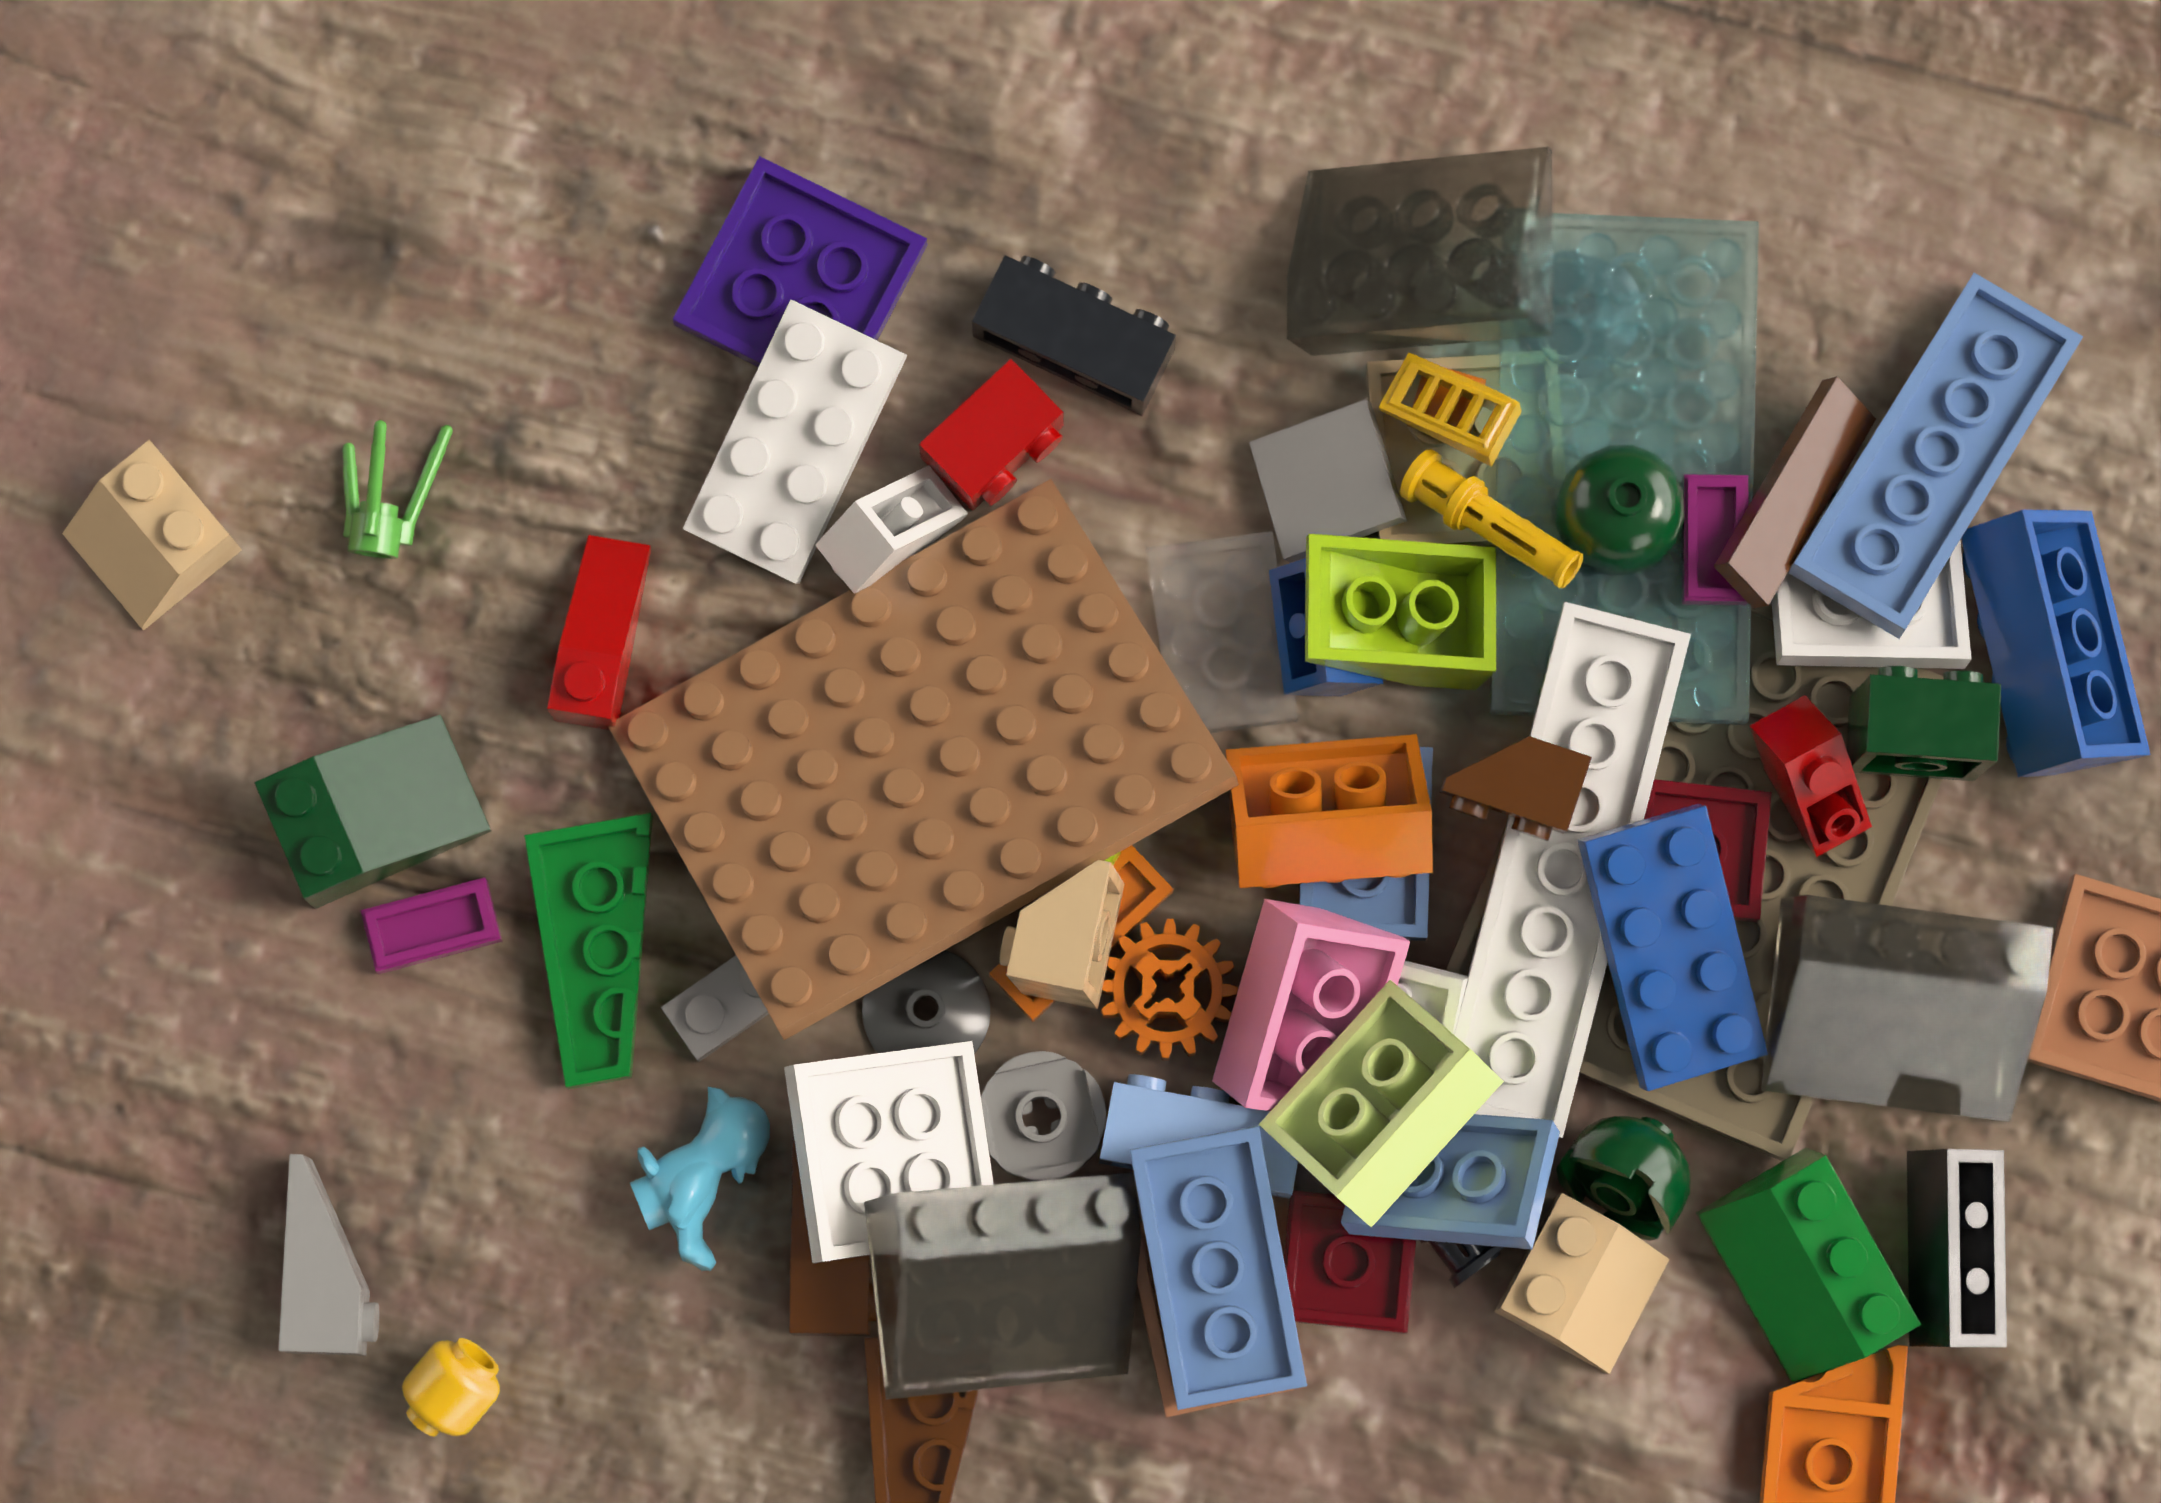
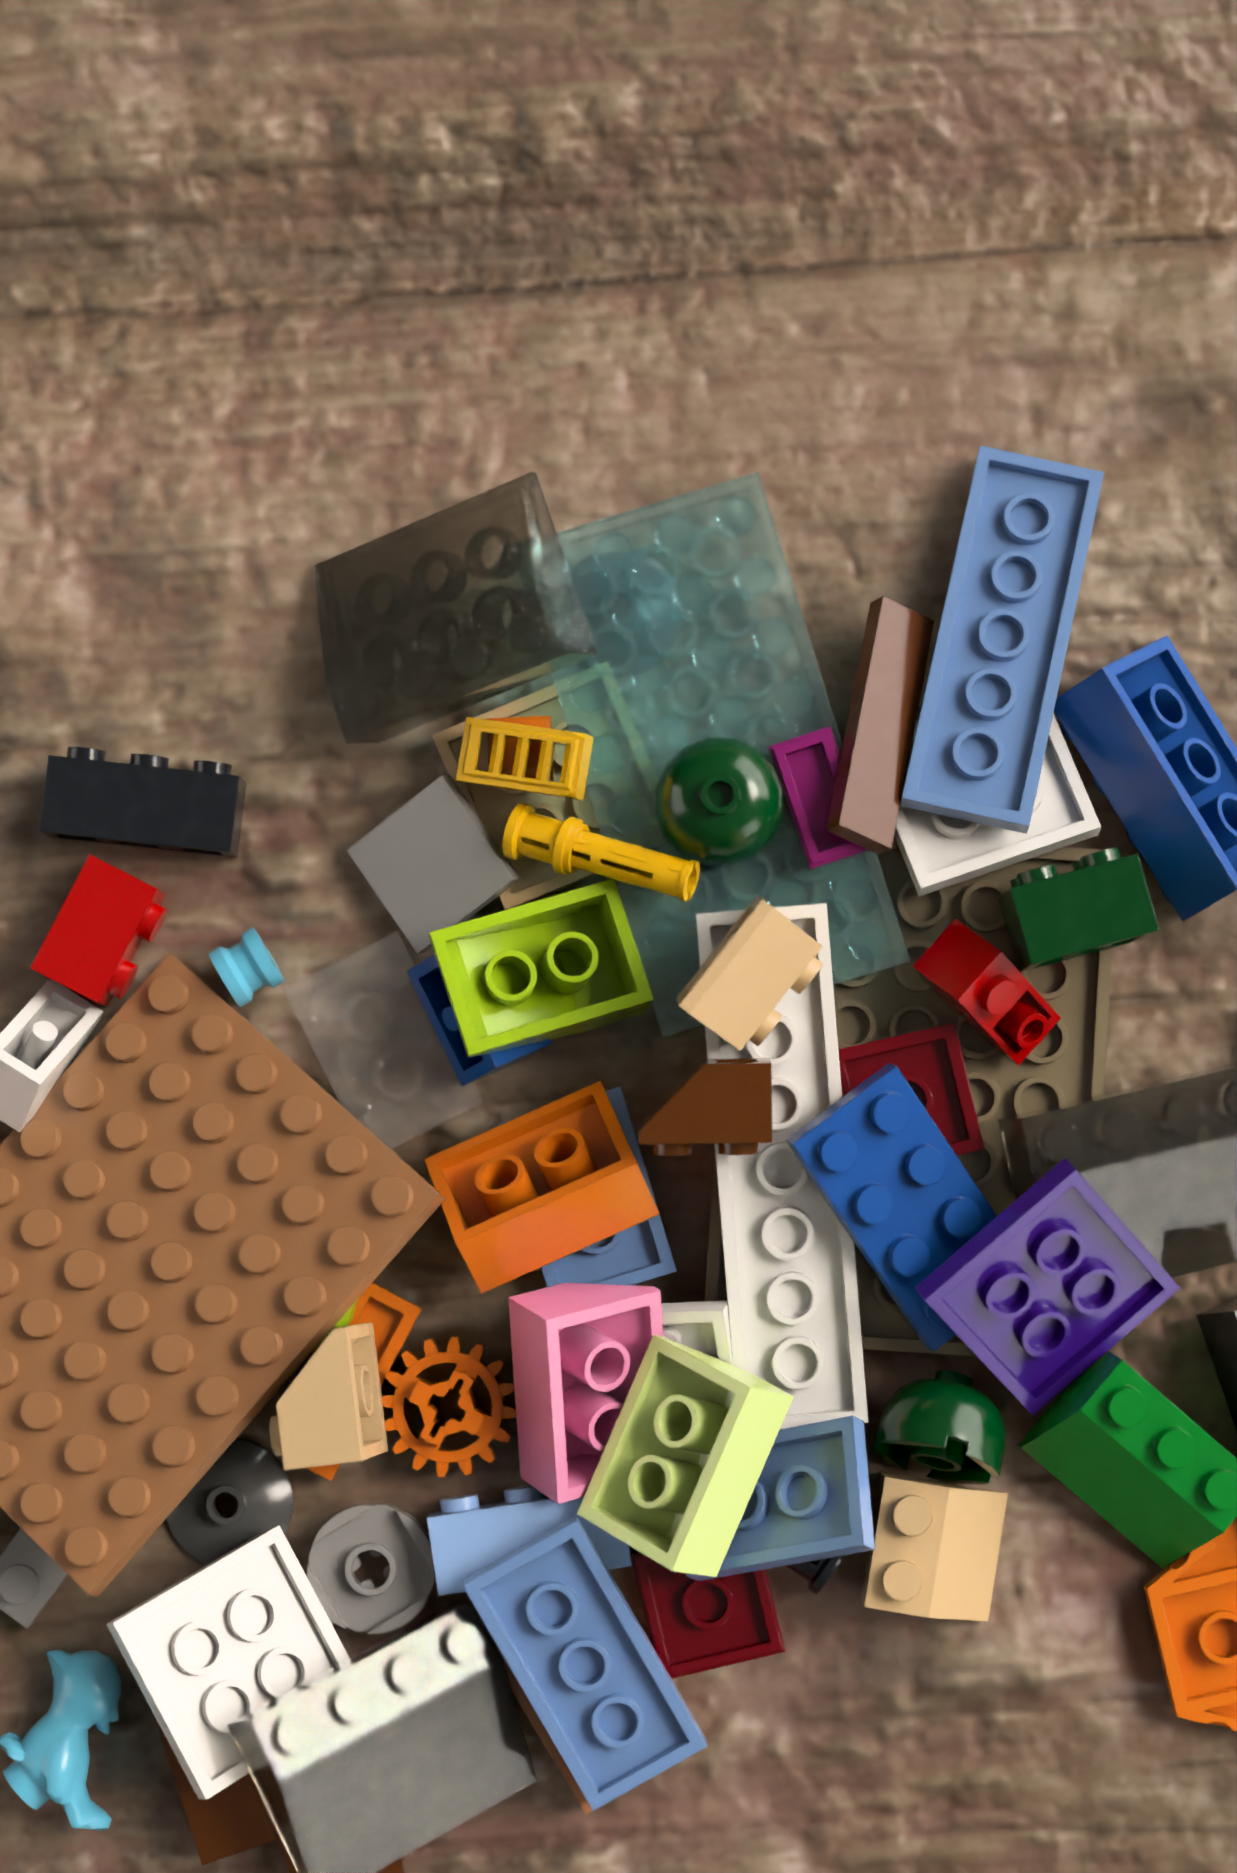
camera: 10 degrees left, 5 degrees up
(1118, 516) = (246, 967): none -> medium azure wheel
(1600, 668) = (750, 974): none -> tan slope
(1778, 1064) = (1047, 1287): none -> dark purple plate

